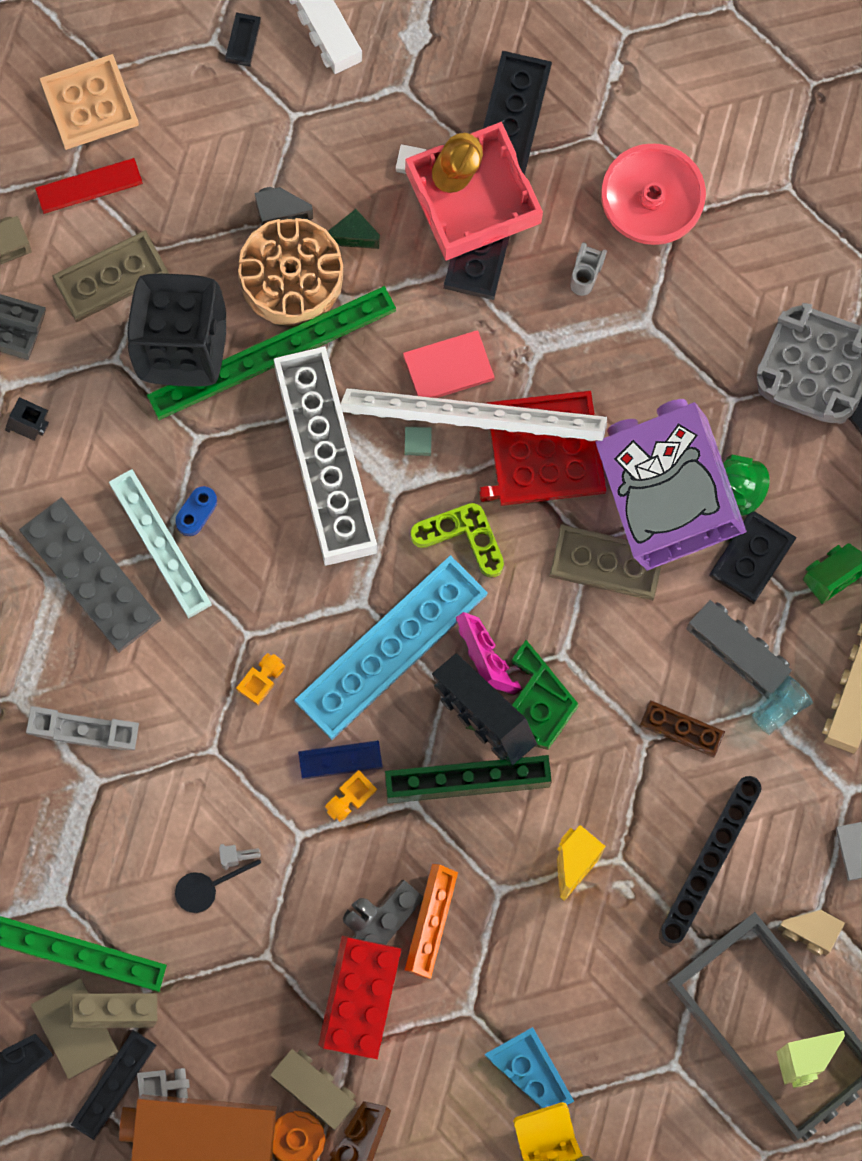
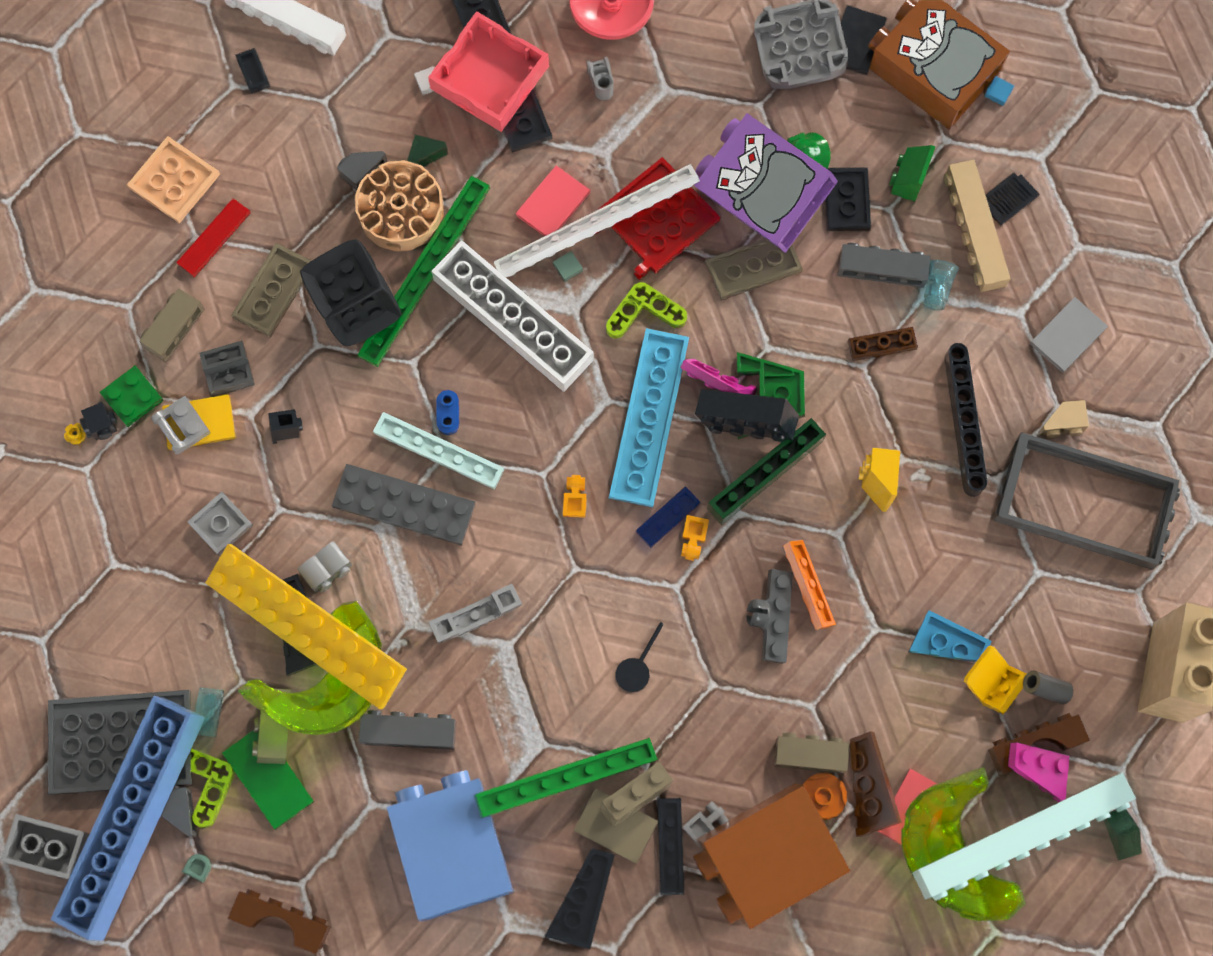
camera: 30 degrees left, 0 degrees up
(230, 856) = (641, 632): light grey piece -> none
(359, 997) = (800, 669): red brick -> none
(457, 162) = (465, 58): pearl gold piece -> none
(807, 1058) = (1134, 504): yellowish green slope -> none

